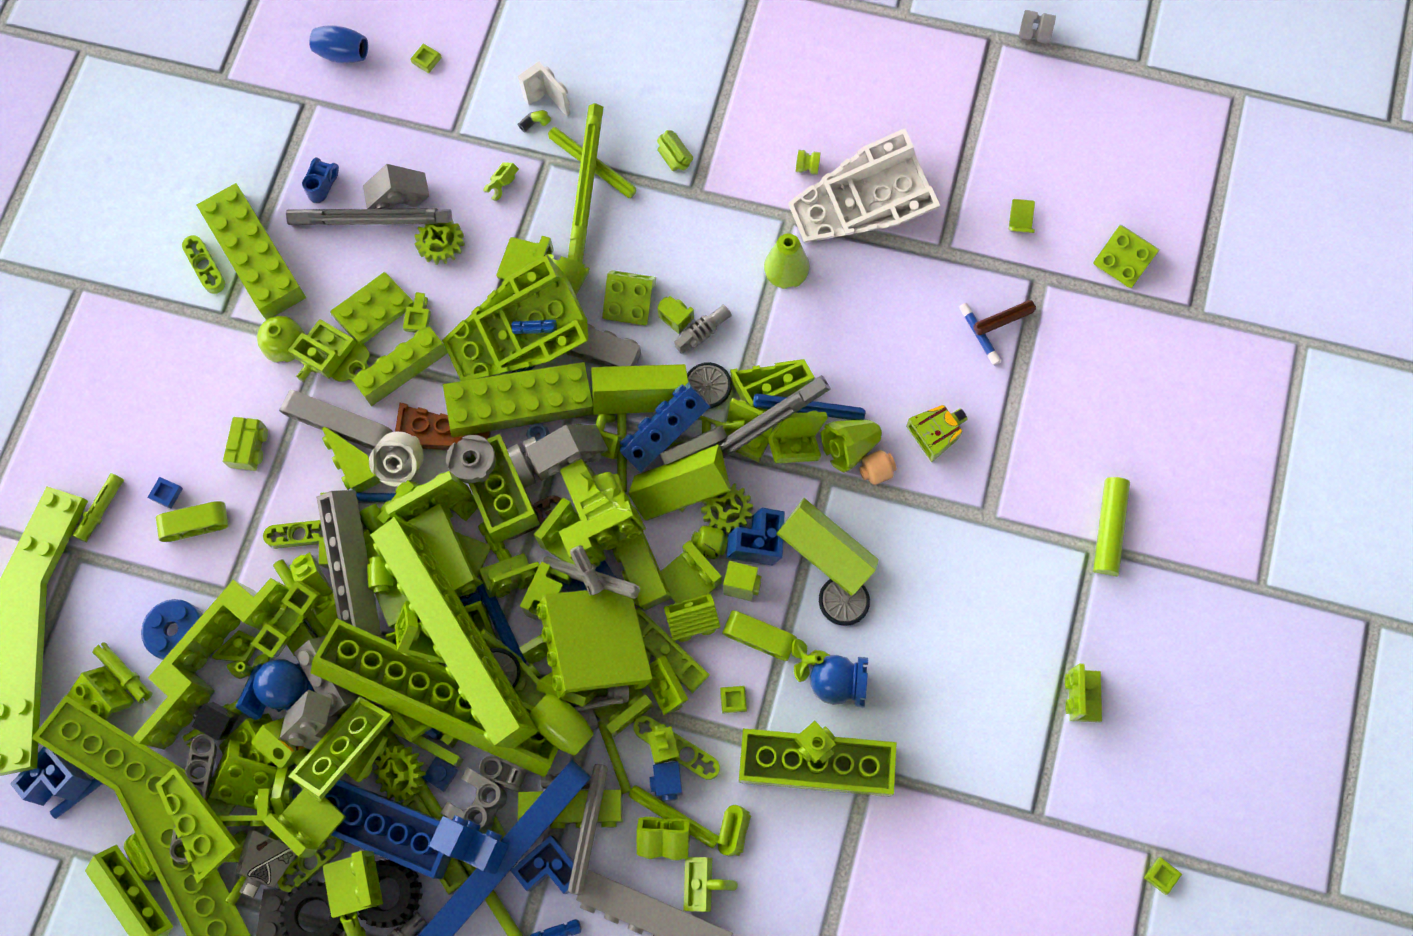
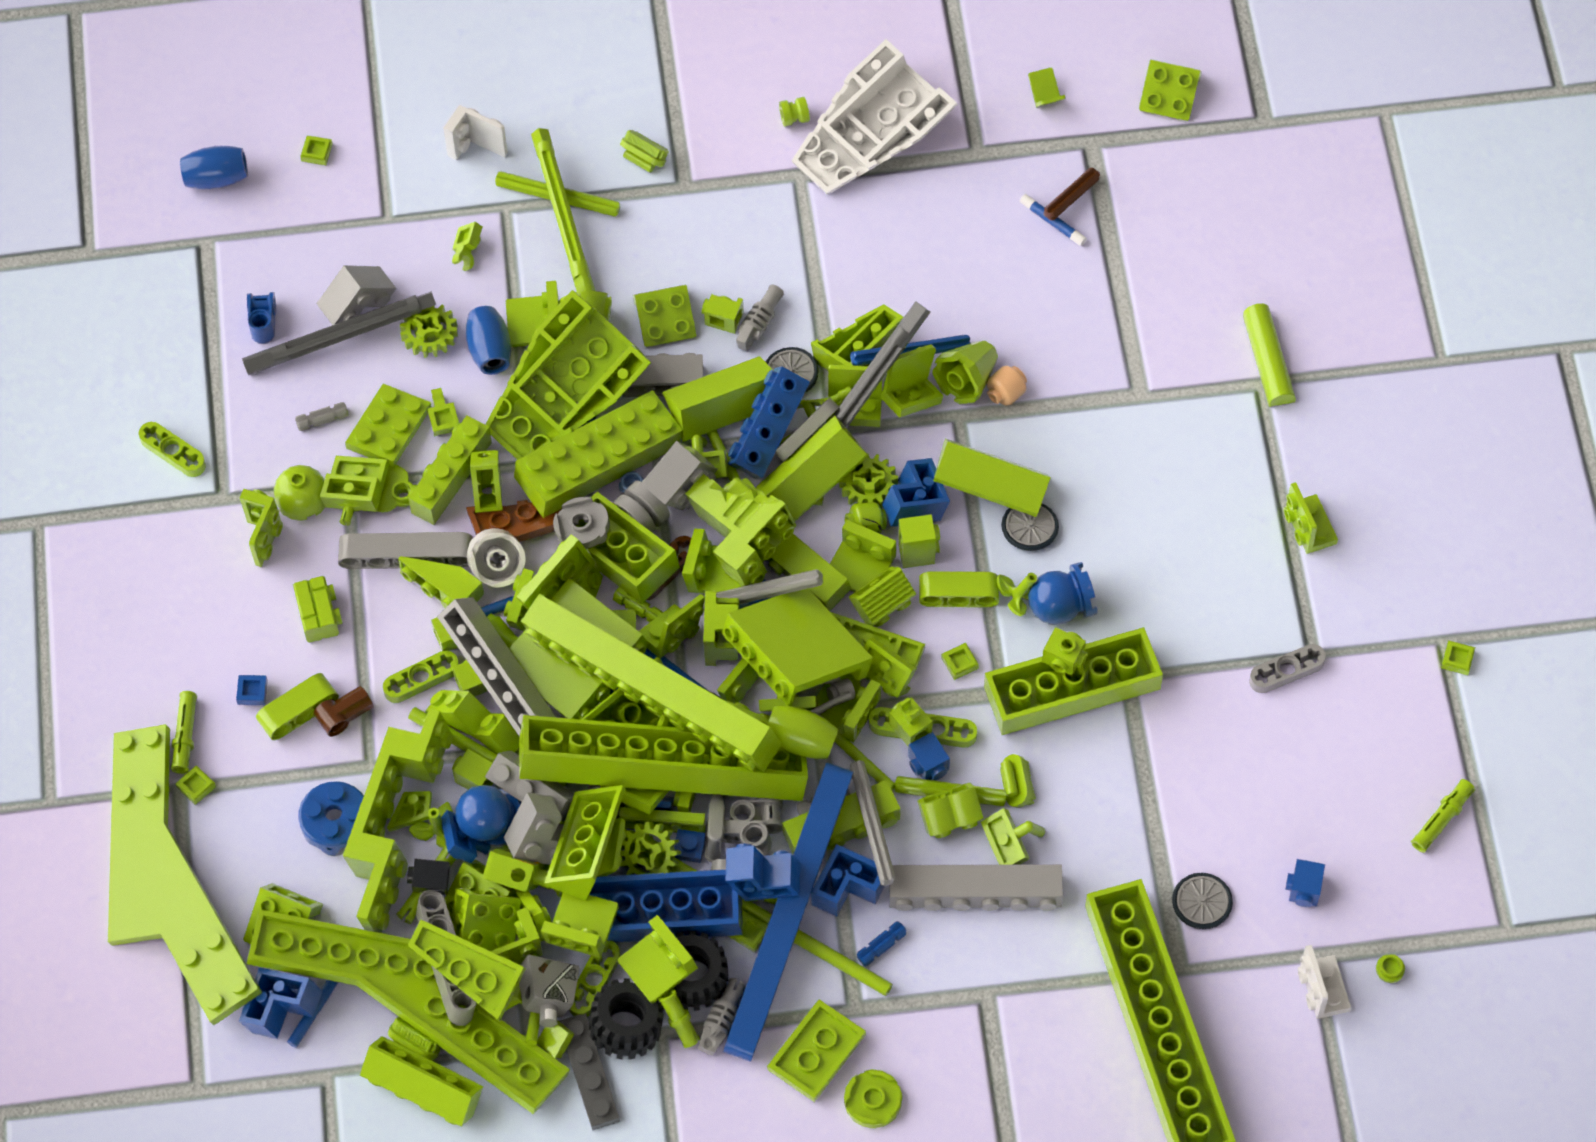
camera: 25 degrees left, 10 degrees down
(87, 555) = (195, 785): none -> lime tile
(128, 679) = (308, 884): lime pin -> none
(218, 540) = (337, 714): none -> reddish brown piece
(234, 360) = (263, 513): none -> lime bracket
(251, 251) = (223, 414): lime brick -> none
(253, 907) = (555, 1039): none -> lime tile
(285, 623) = (463, 745): lime arch -> none
(326, 281) = (321, 416): none -> light grey axle
(378, 576) = (539, 669): lime brick -> none
(411, 639) = (600, 701): lime bracket -> none
(421, 380) = (485, 474): none -> lime torso
(467, 763) = (715, 828): none -> light grey piece
(479, 267) = (488, 340): none -> blue piece
(533, 117) = (469, 170): arm -> none
(538, 326) = (582, 374): blue axle -> none
(586, 570) = (759, 575): light grey axle -> none
(786, 262) = (818, 218): lime cone -> none
(936, 429) = (1050, 327): lime torso -> none
(1026, 816) = (1308, 668): none -> light grey beam

